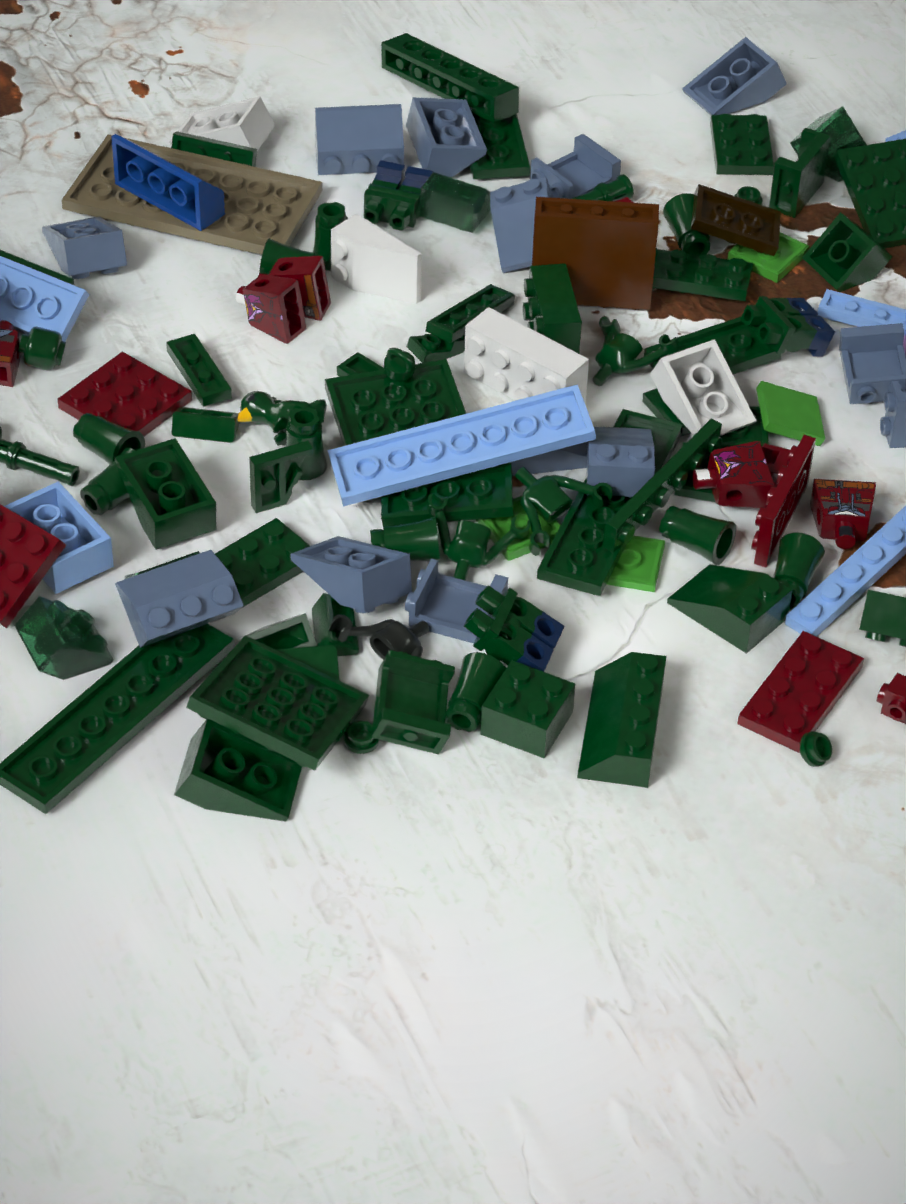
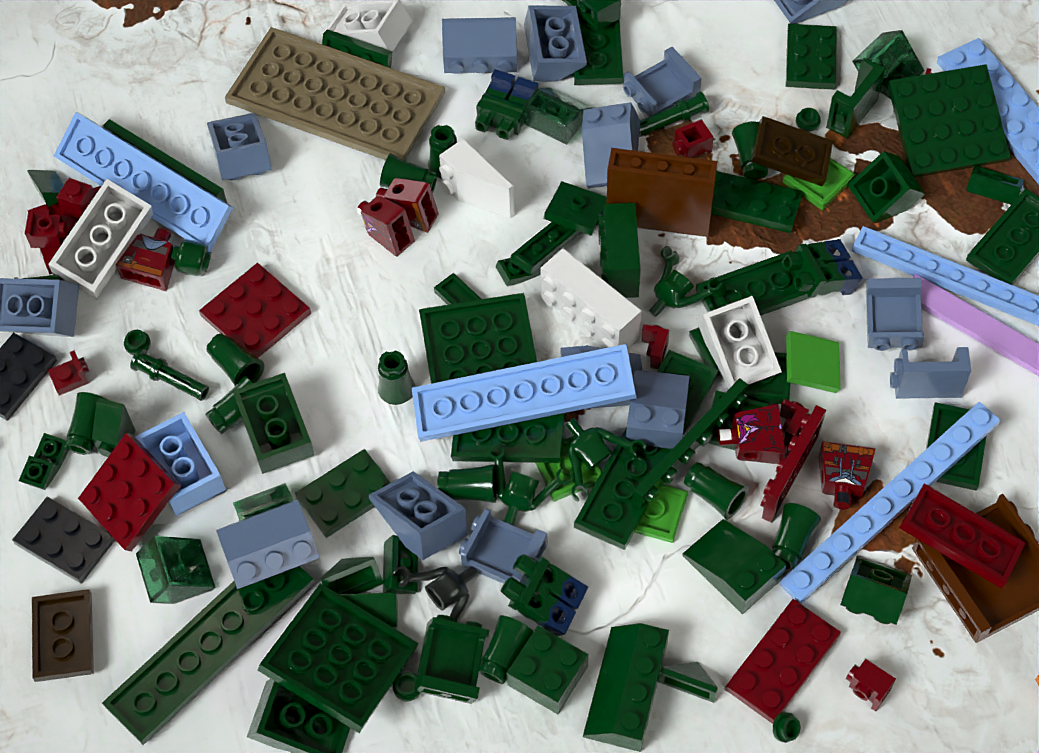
camera: 10 degrees right, 15 degrees up
(166, 184) = (311, 90): blue slope -> none
(199, 370) = (318, 285): dark green plate -> none
(205, 424) = (318, 341): dark green slope -> none
(262, 408) = (365, 331): dark green animal -> none
(275, 475) = (365, 412): dark green wing -> none
(399, 364) = (482, 300): dark green tile -> none
(493, 284) = (575, 208): none -> dark green plate
(606, 401) = (658, 342): none -> dark red bracket
(694, 714) = (689, 679): none -> dark green slope

